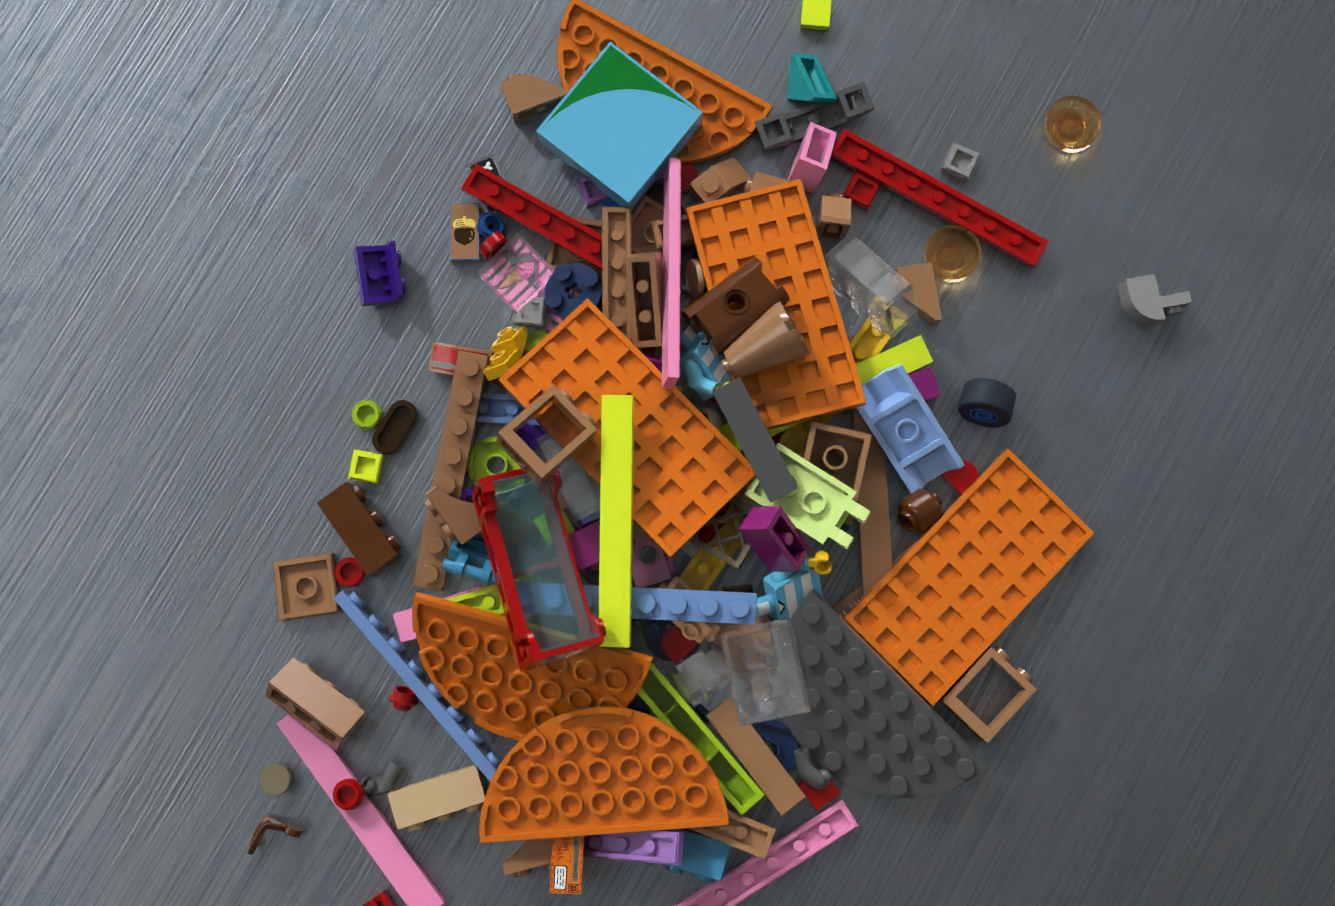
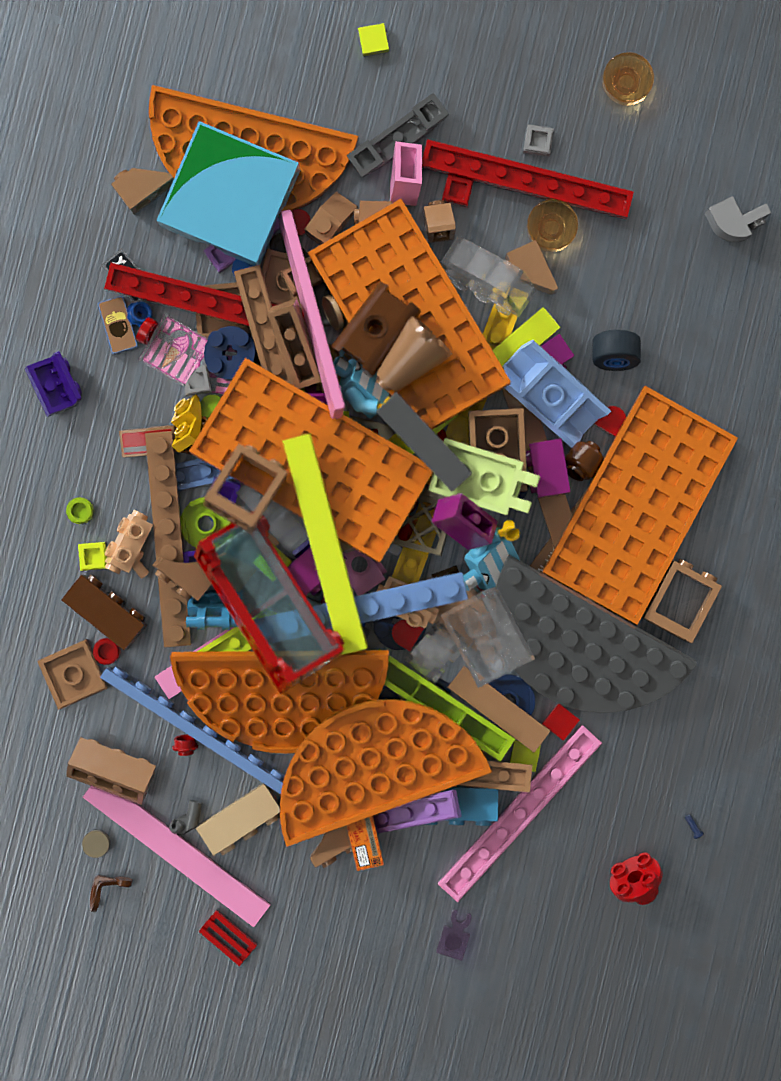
camera: 15 degrees left, 5 degrees up
(348, 794) = (162, 838): red plate -> none
(395, 427) = (108, 515): dark brown tile -> none
(403, 469) = (126, 550): none -> light nougat brick
(768, 815) = (523, 755): none -> neon yellow tile
(808, 80) = (384, 104): teal slope -> none
(808, 773) = (548, 711): dark grey arm -> none
(884, 500) = (549, 463): none -> magenta brick

